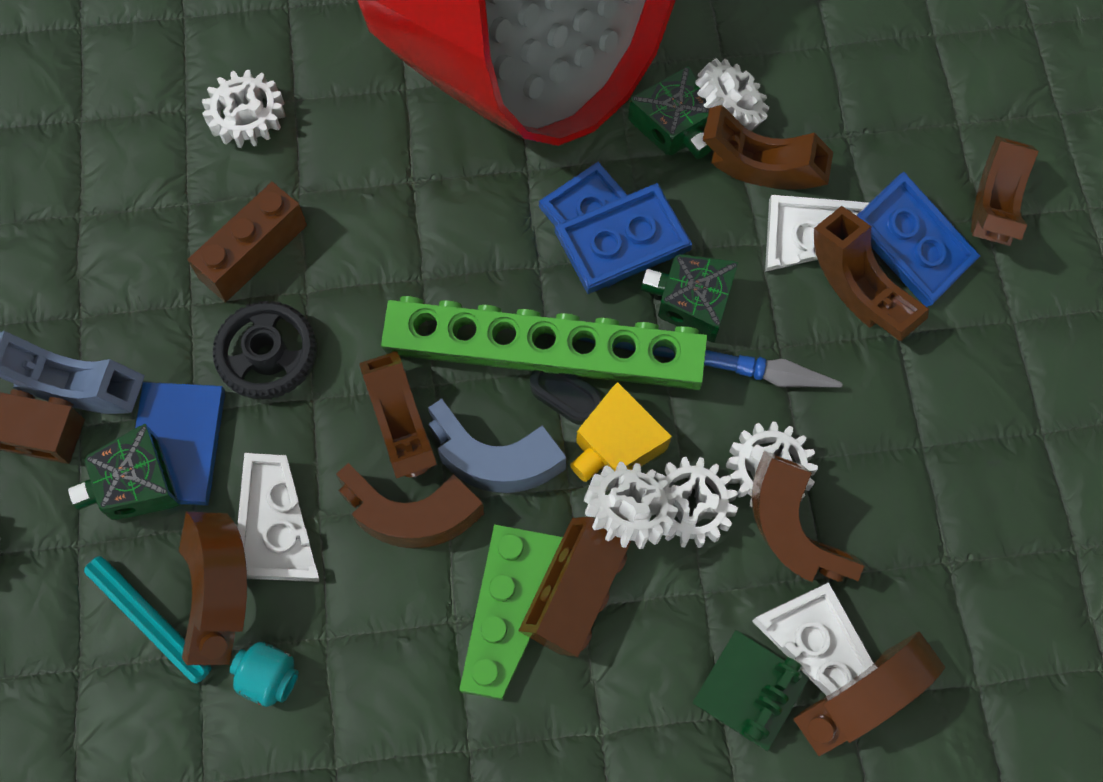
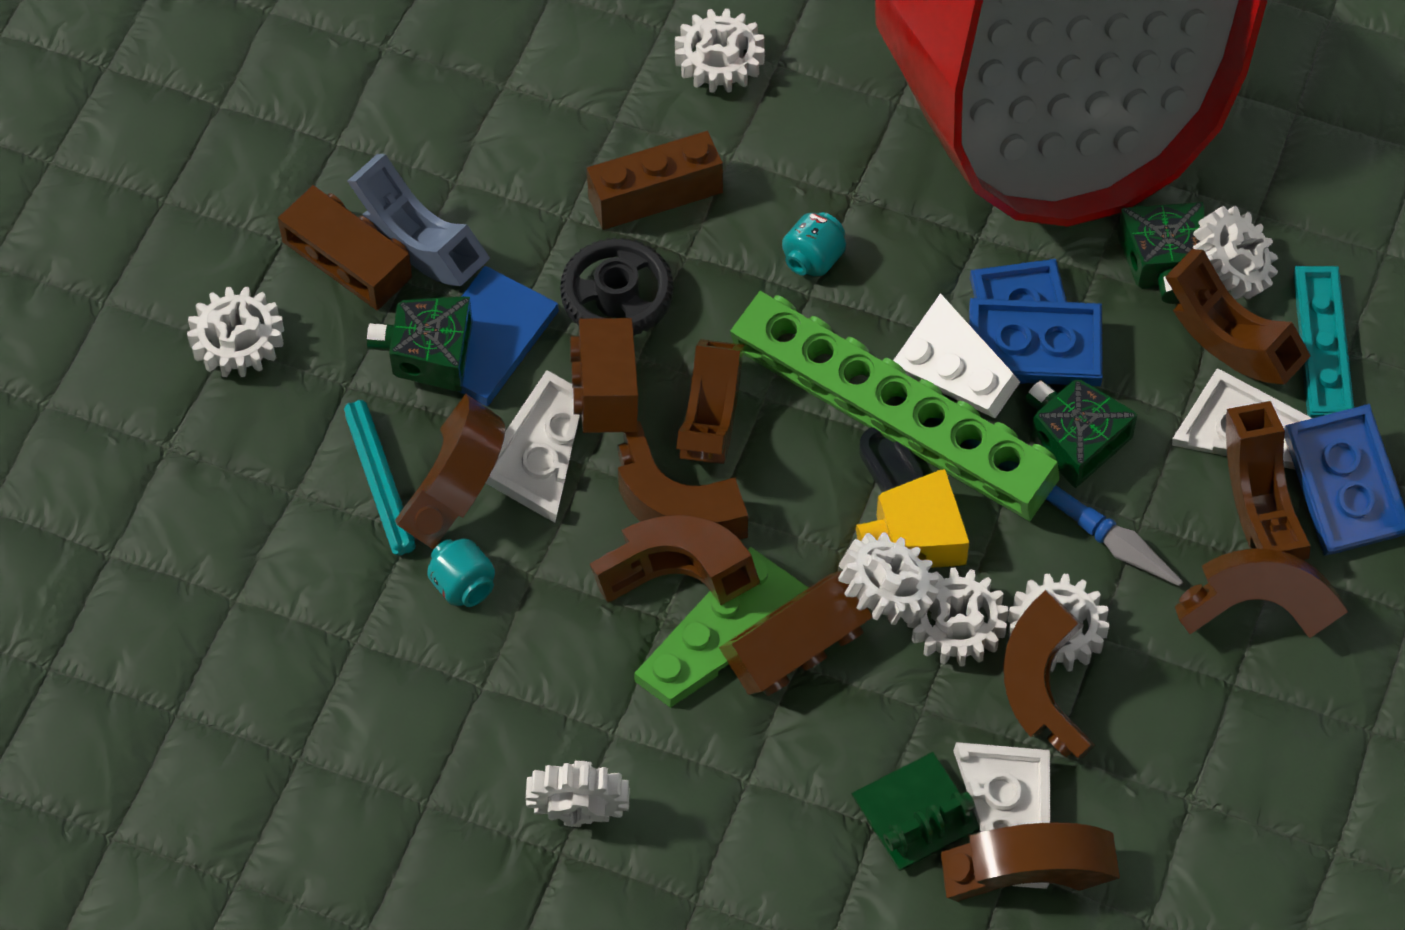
camera: 30 degrees right, 10 degrees down
(298, 437) = (604, 375): none -> reddish brown brick
(406, 237) = (814, 244): none -> teal head
(440, 557) = (677, 547): none -> reddish brown arch
(495, 468) = (787, 500): sand blue arch -> none
(574, 284) = (957, 360): none -> white wing
(812, 114) = (1324, 335): none -> teal tile
(905, 356) = (1262, 576): none -> reddish brown arch

